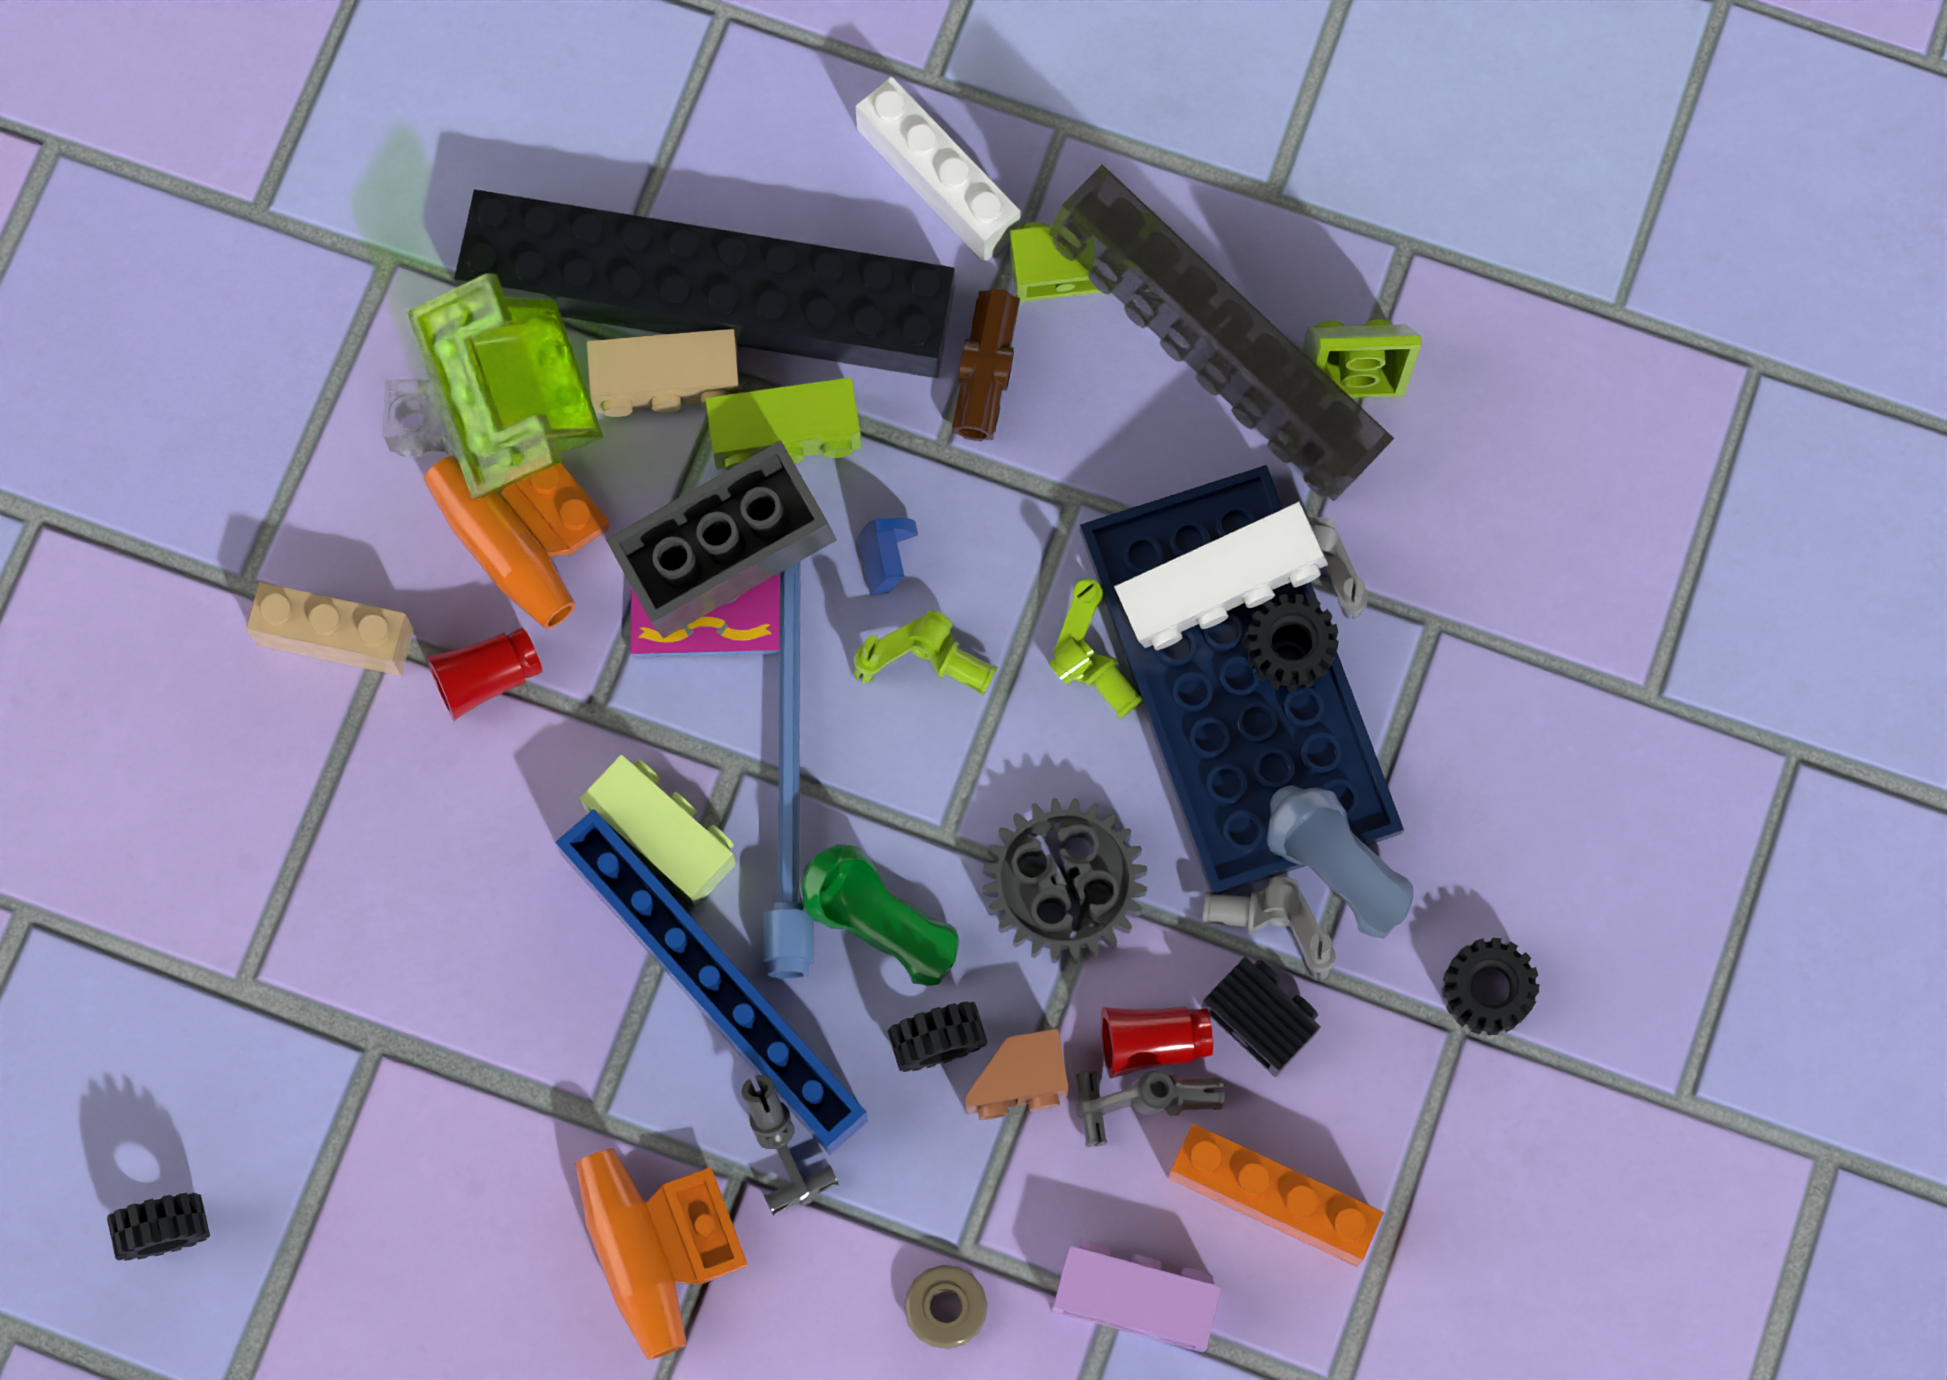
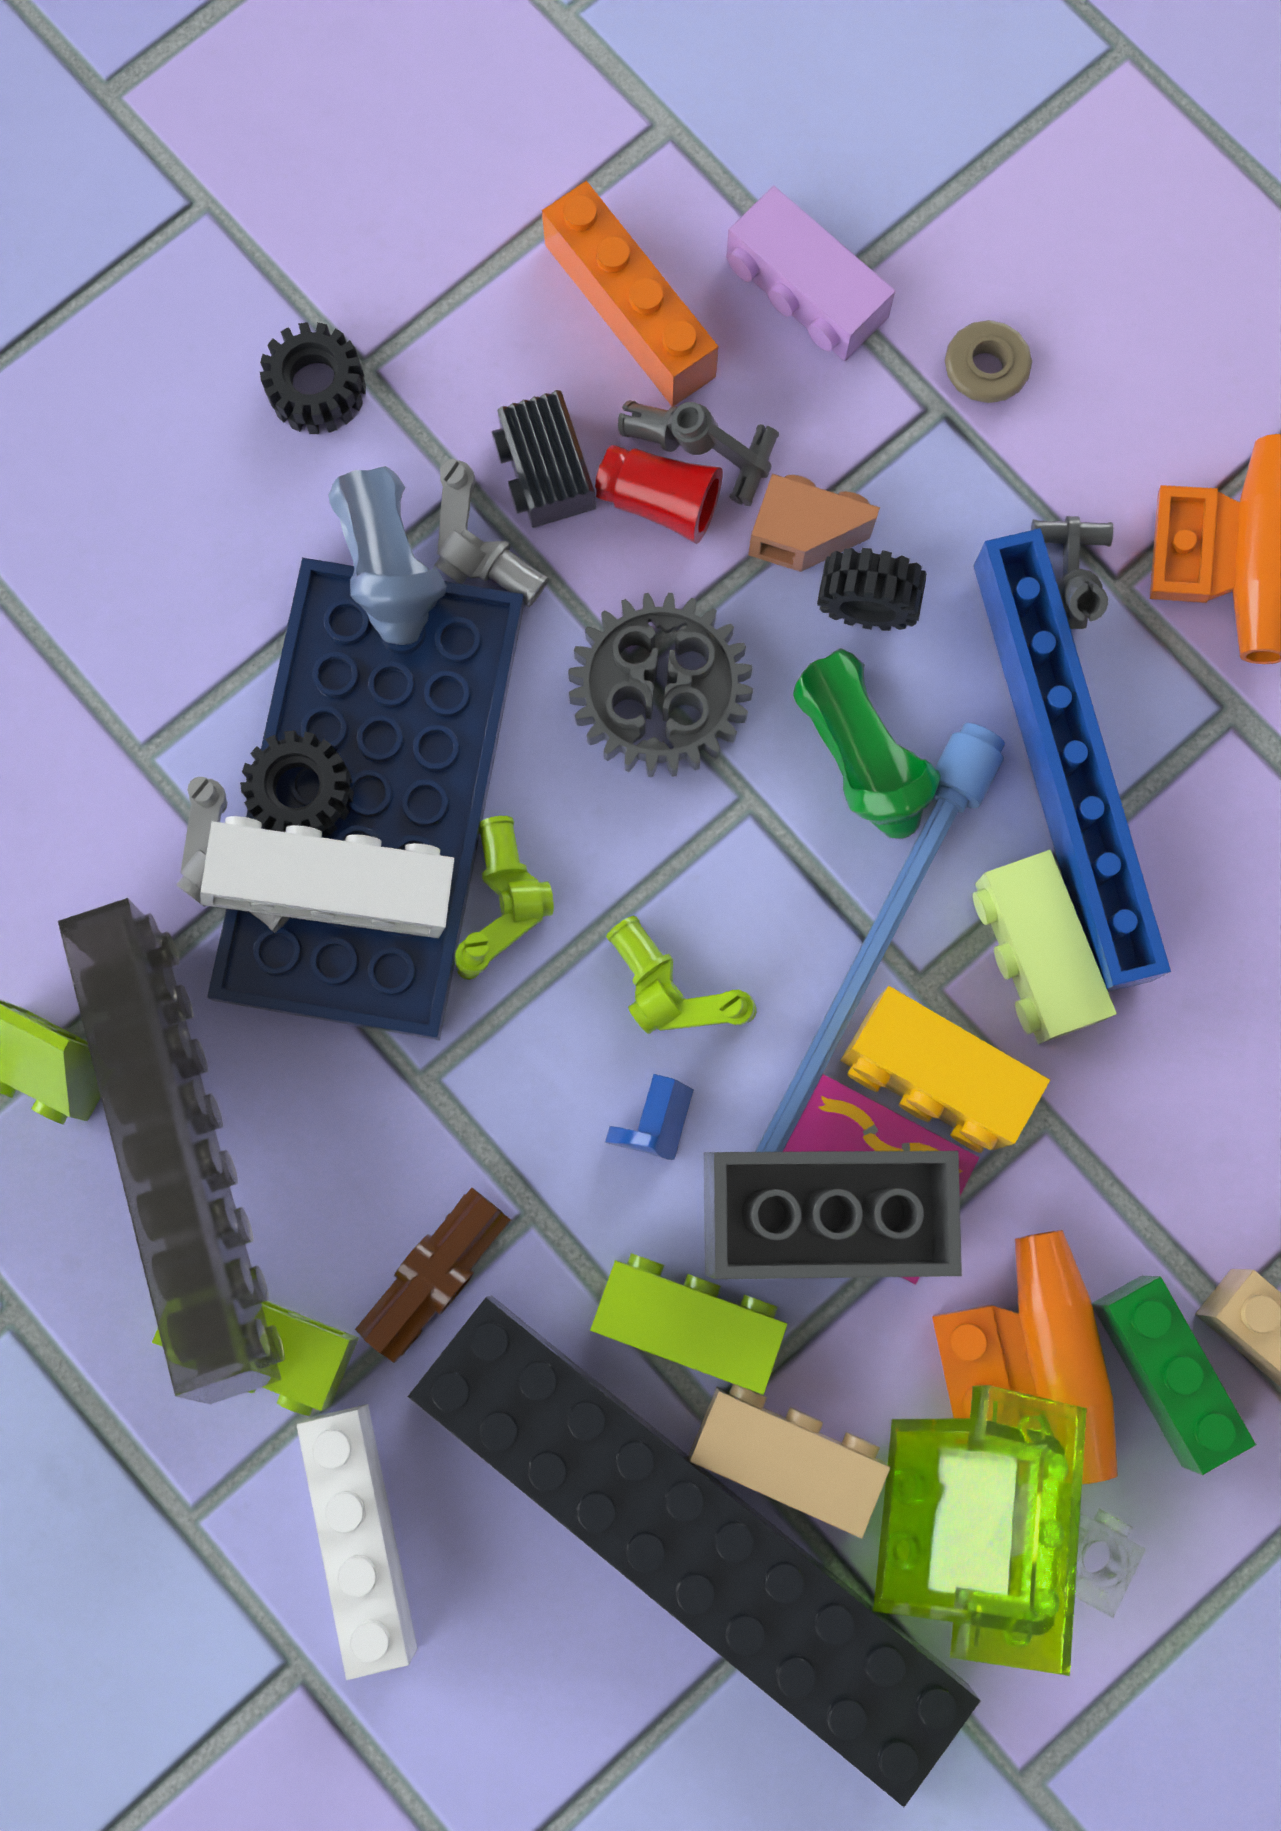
camera: 150 degrees left, 5 degrees up
(416, 568) = (1173, 1374): none -> green brick
(483, 670) = (1151, 1217): red plant -> none
(691, 685) = (943, 1072): none -> yellow brick

